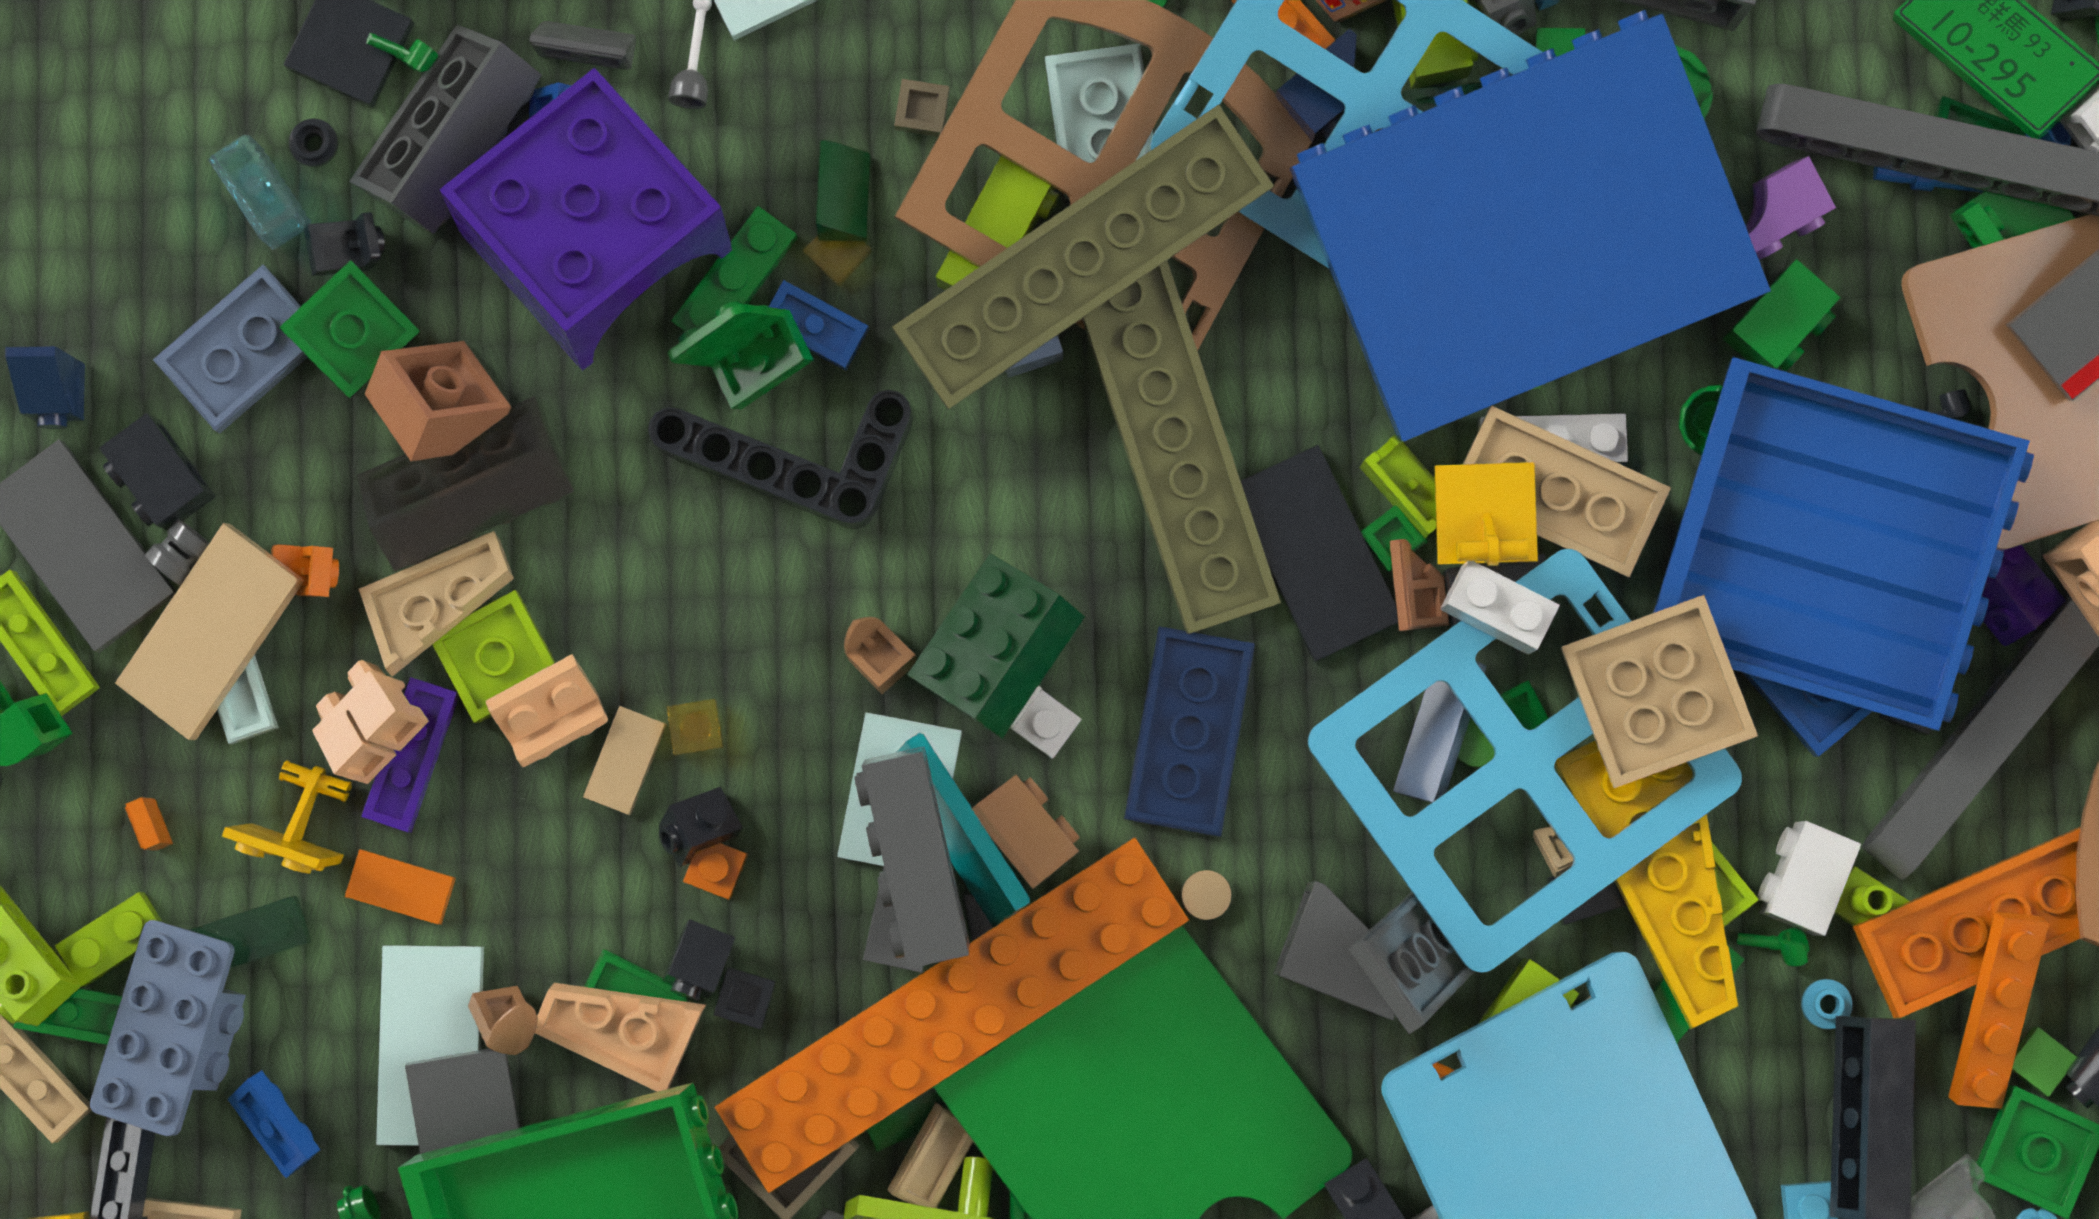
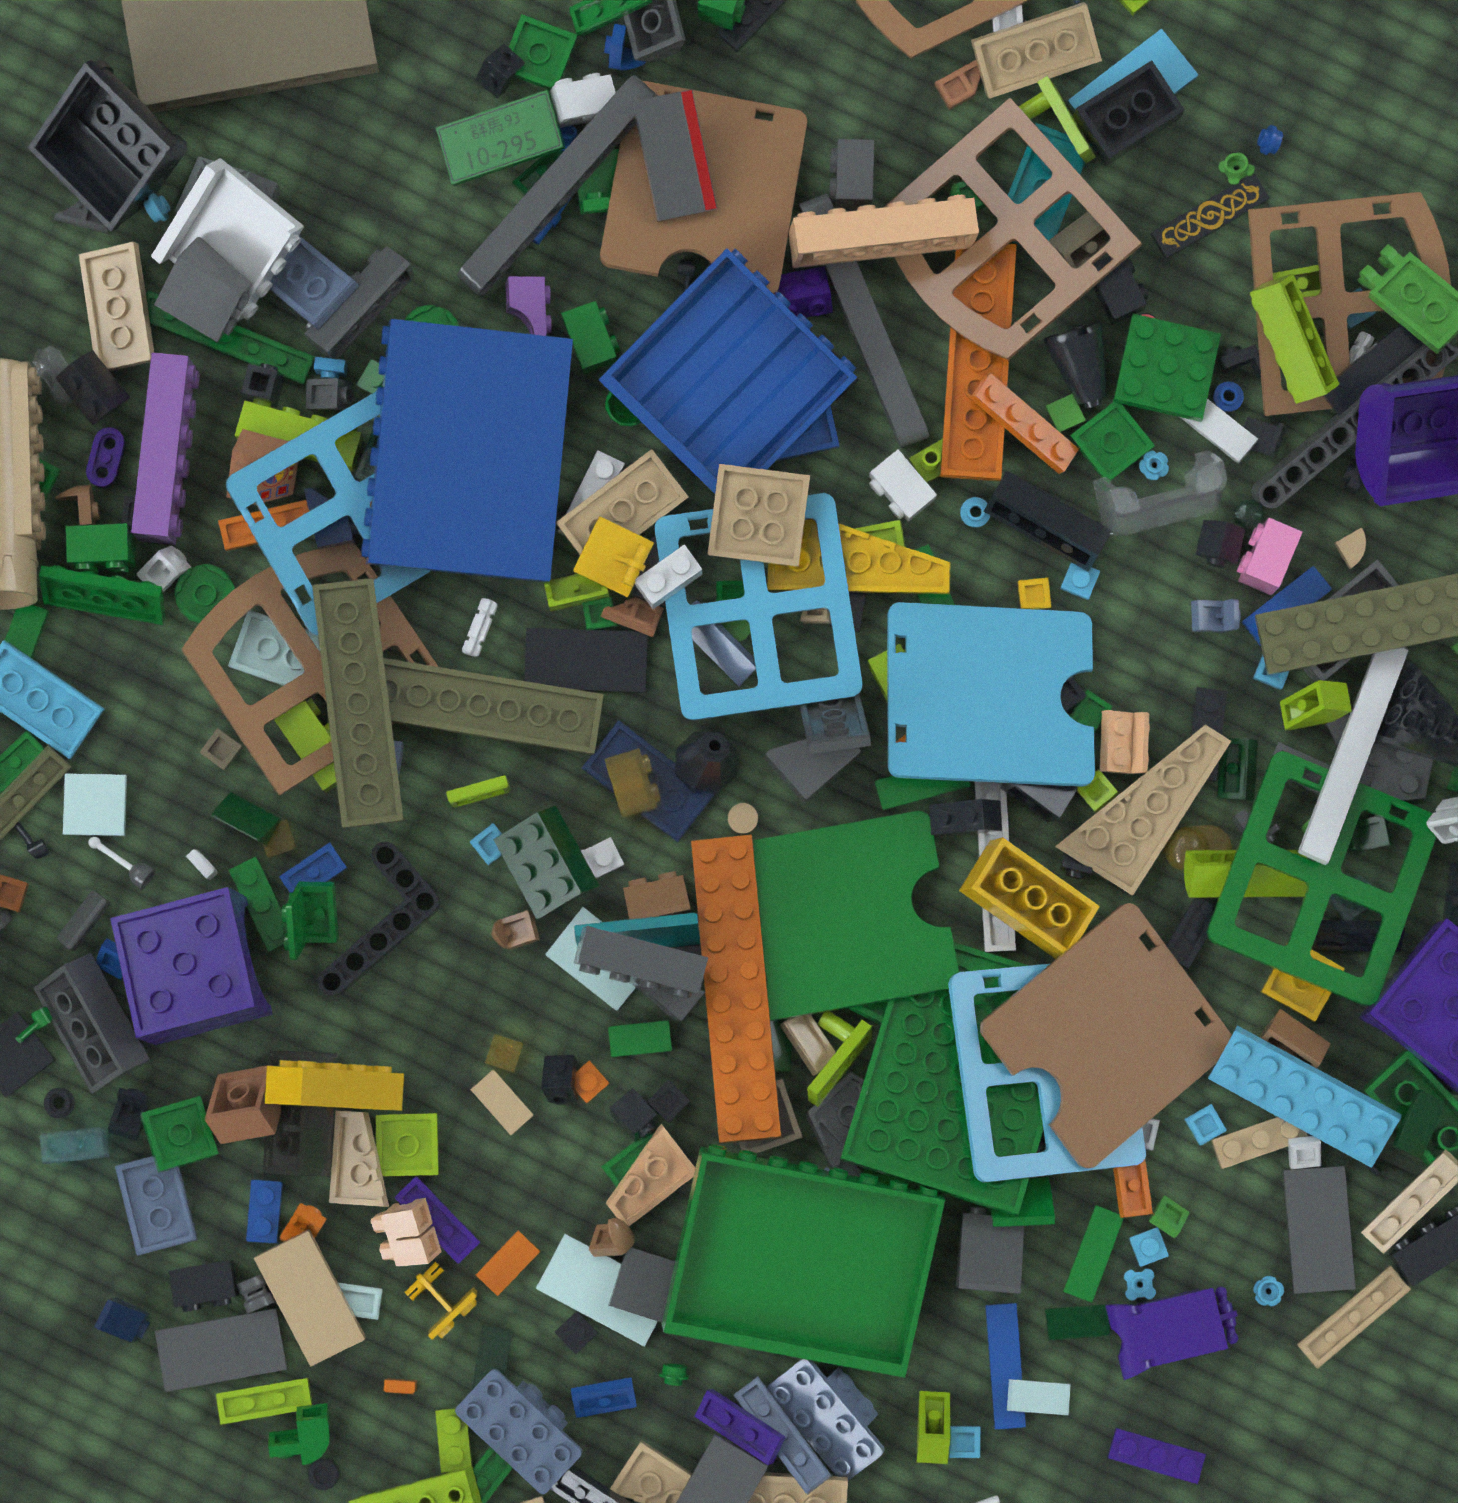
camera: 65 degrees left, 0 degrees up
(303, 505) = (264, 1211): none -> blue plate
(349, 1035) = (576, 1332): none -> black plate
(515, 508) = (334, 1085): none -> yellow brick
(547, 710) = (453, 1130): light nougat bracket -> none
(746, 165) = (202, 864): none -> white tile
(814, 910) = (640, 1038): none -> green tile
(978, 545) = (485, 844): none -> medium azure tile
(1047, 496) = (478, 791): none -> lime tile
(1173, 709) = (631, 783): none -> clear yellow brick
(1259, 800) = (706, 762): none -> black cone
(1283, 379) = (479, 627): none -> white axle
(1361, 1100) = (902, 791): none -> green tile
(1754, 1152) = (1034, 594): none -> yellow tile
(1791, 942) = (932, 514): green hand -> none

